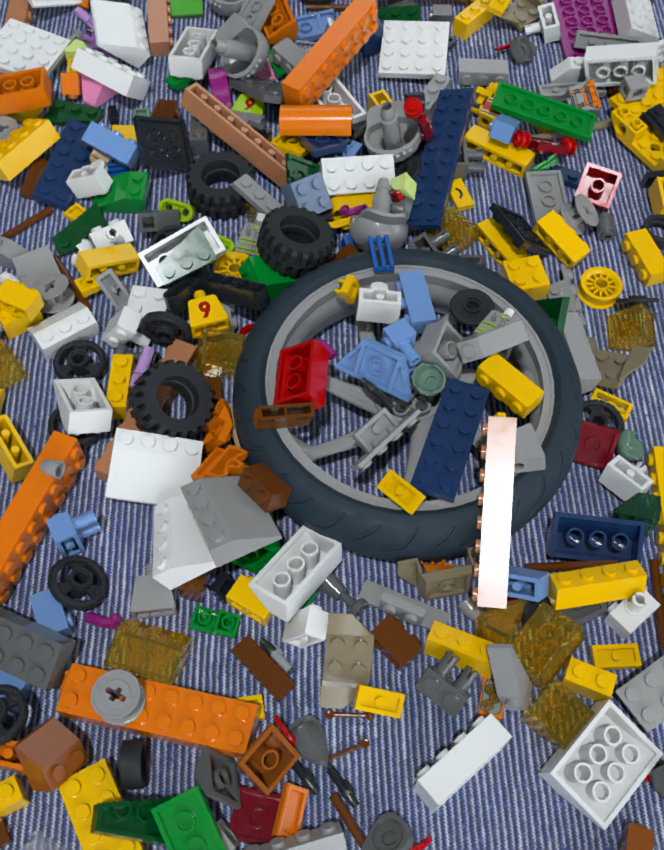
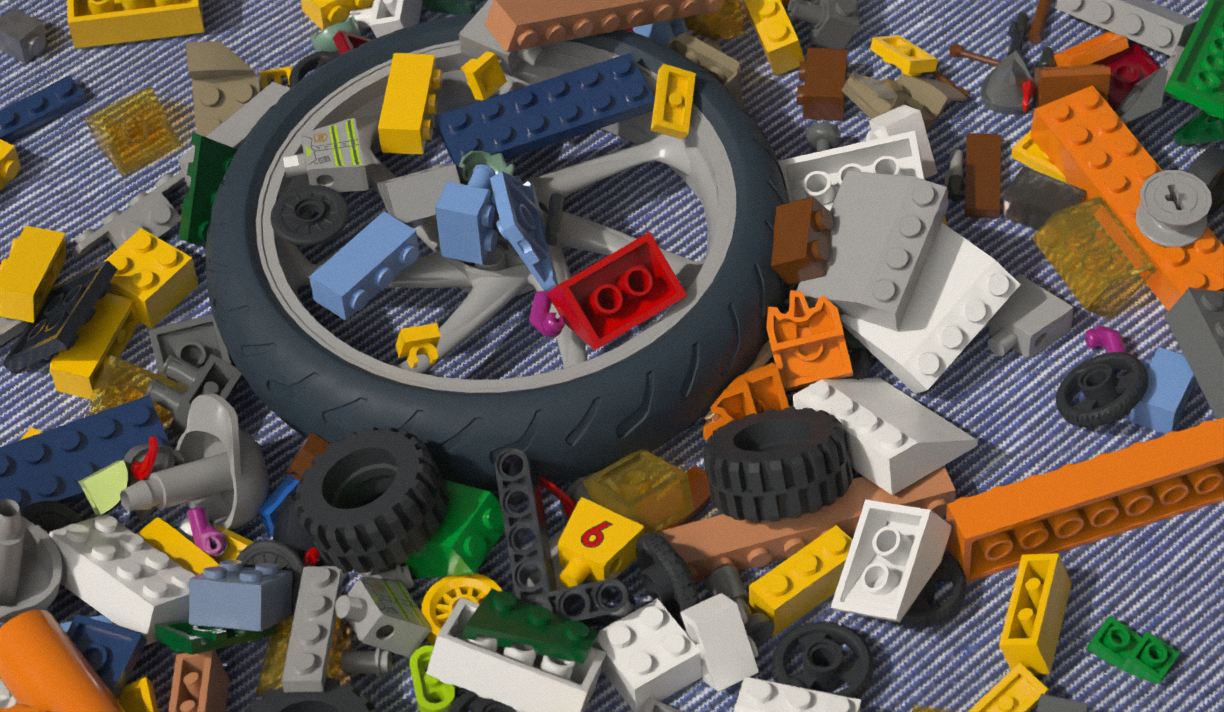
camera: 125 degrees left, 10 degrees down
(53, 468) = (1016, 479): light grey hose -> none
(70, 531) = (1064, 434): medium blue brick -> none
(143, 364) = (758, 559): lavender piece -> none
(211, 672) = (1036, 197): none -> clear smoke brick
(214, 622) = (989, 240): green slope -> none
(283, 415) = (700, 260): reddish brown piece -> none
(371, 241) = (312, 347): blue tile -> none
(378, 304) = (413, 292): white brick -> none
(378, 433) = (615, 166): light grey bracket -> none
(401, 605) = (776, 105): light grey bracket -> none
(492, 341) = (379, 138): light grey slope -> none
(599, 287) = (77, 199): yellow wheel -> none
(637, 299) = (82, 120): black wheel -> none

